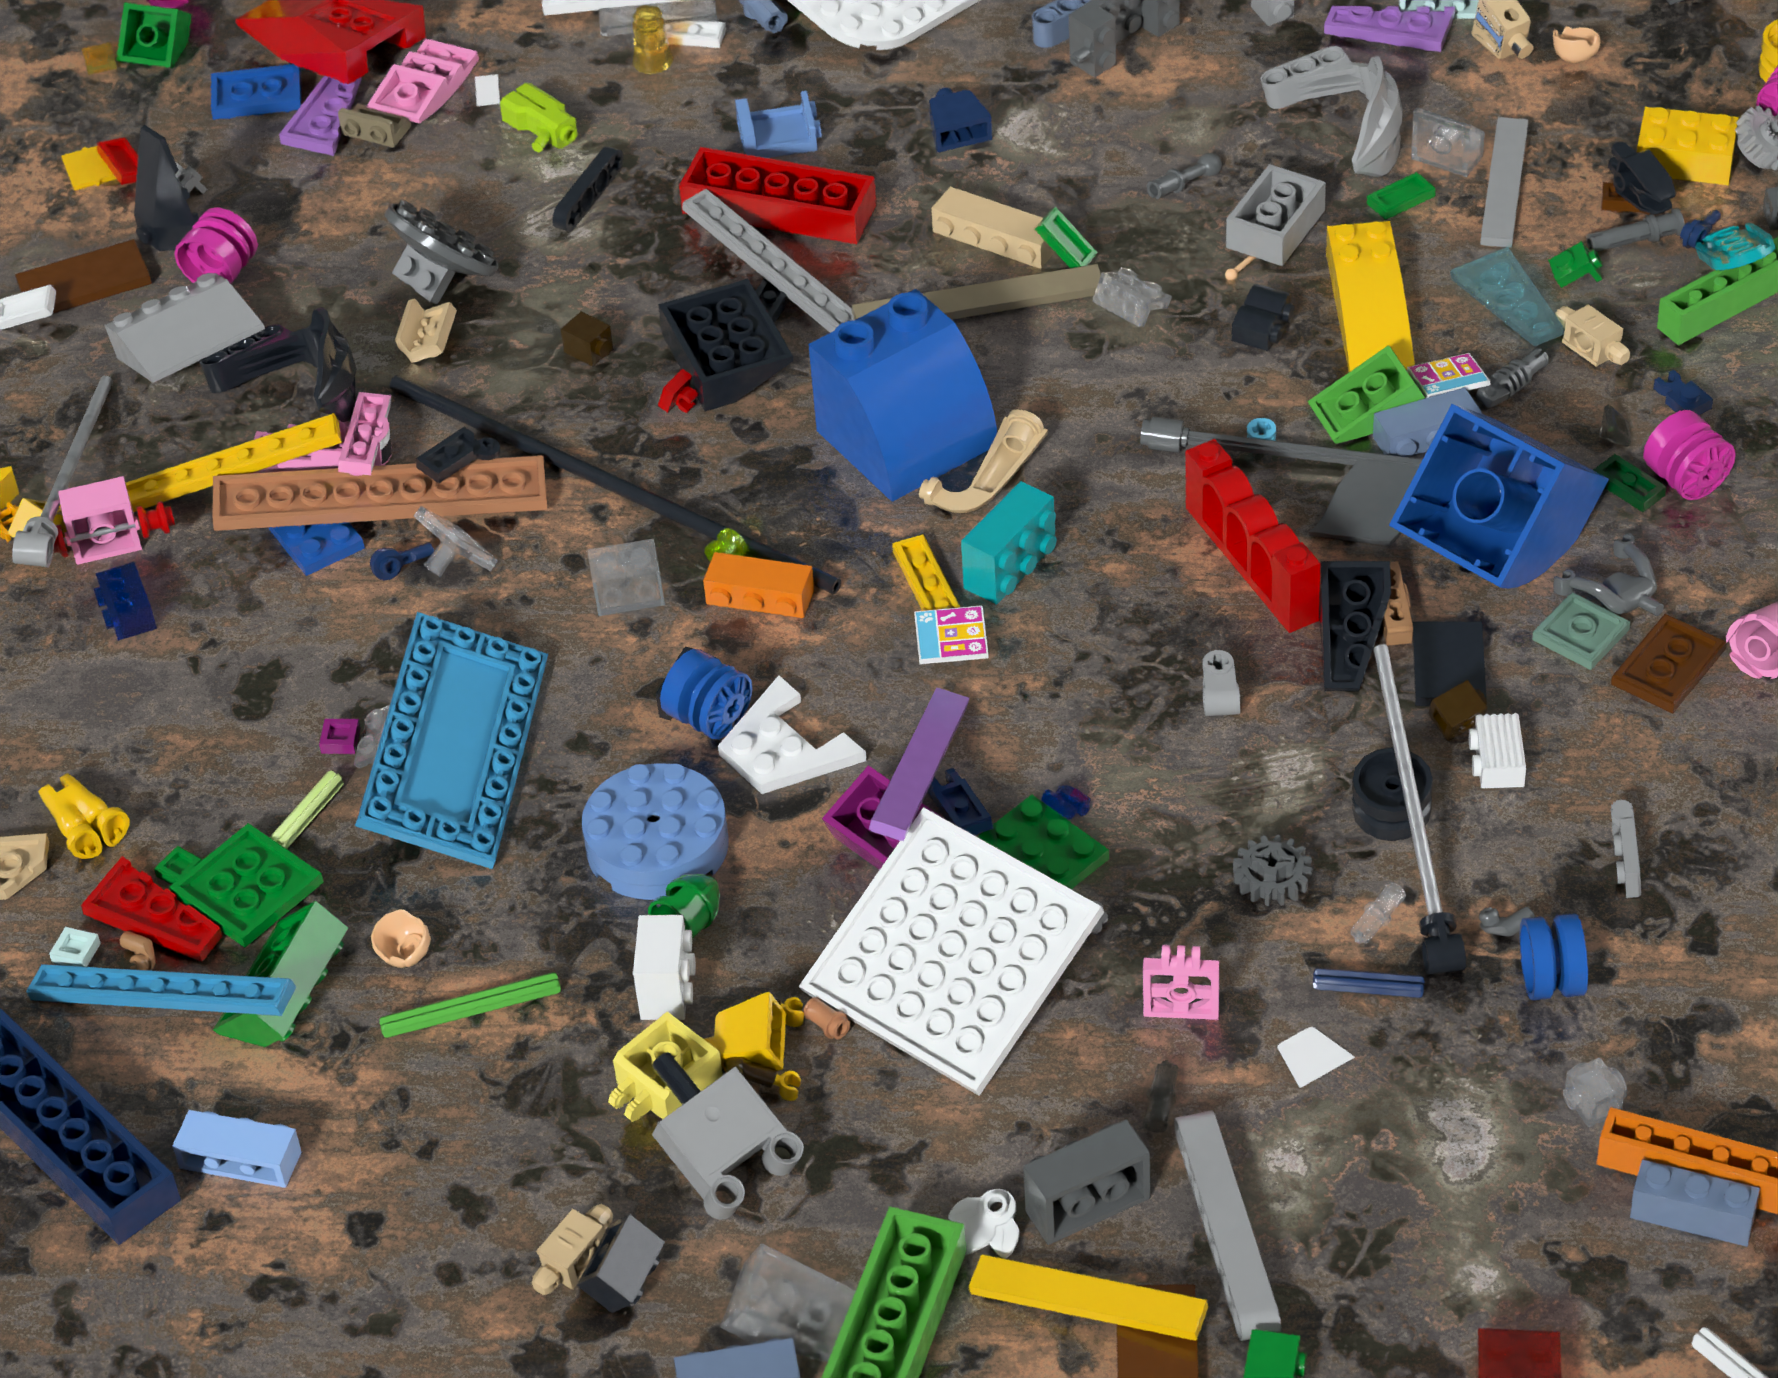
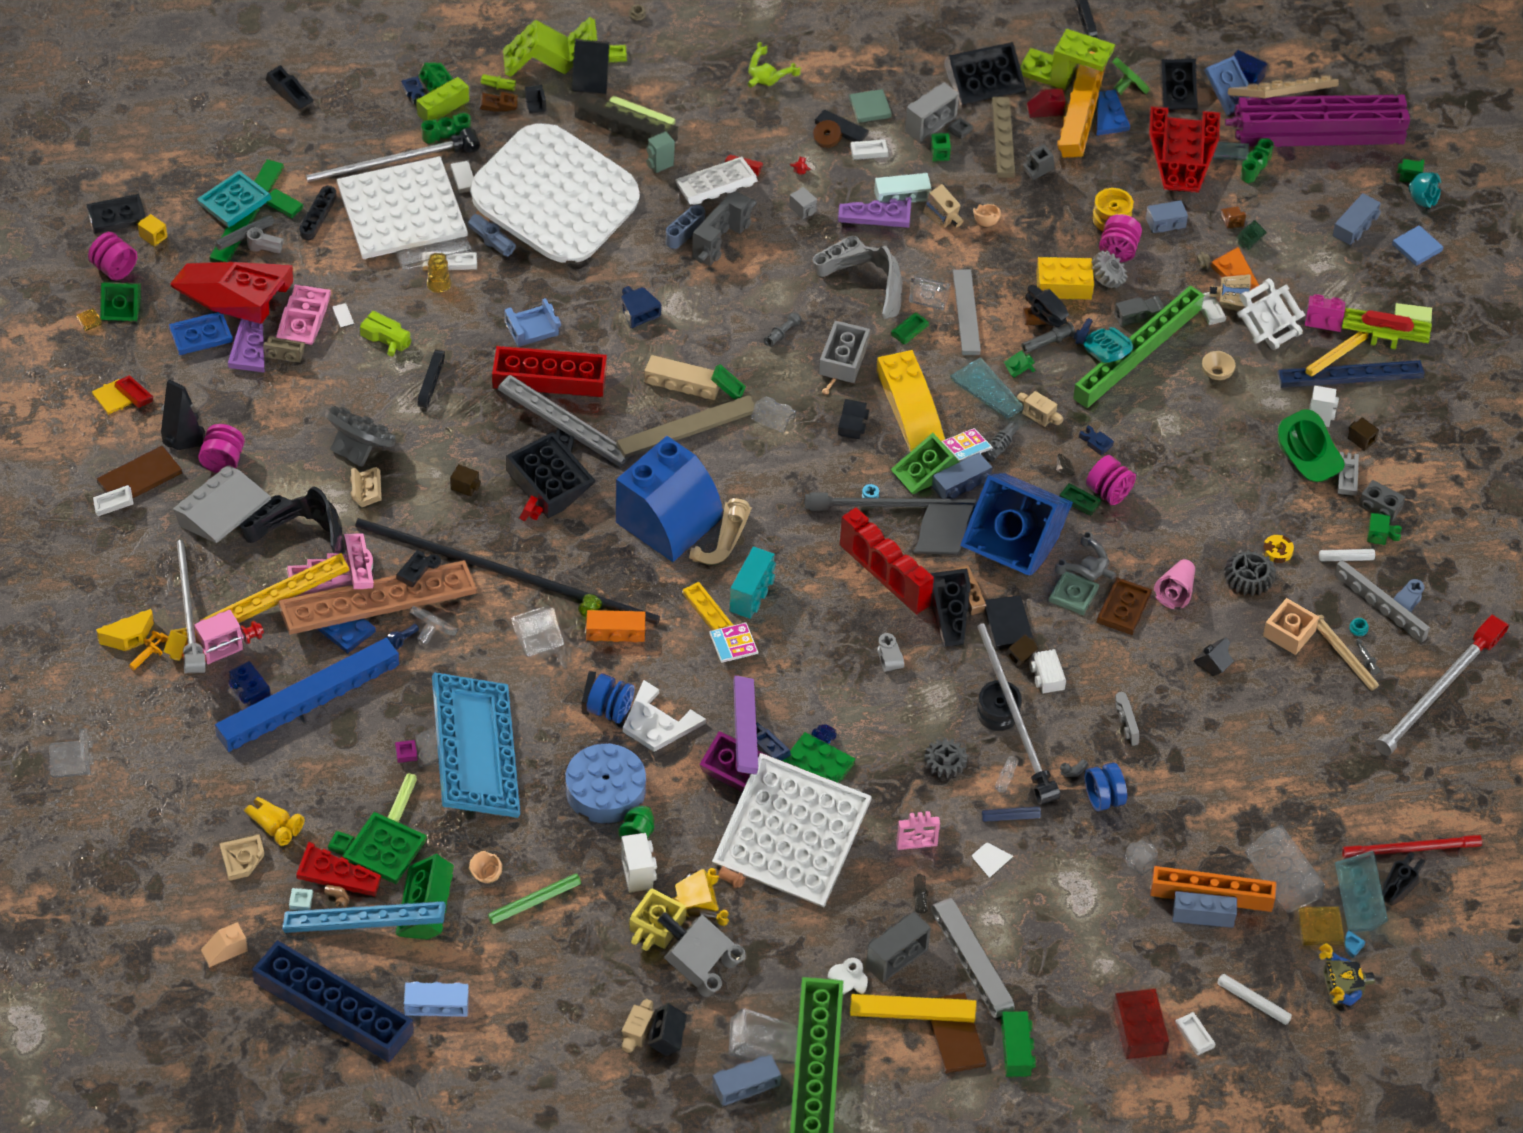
camera: 20 degrees left, 5 degrees up
(211, 627) = (307, 694): none -> blue brick

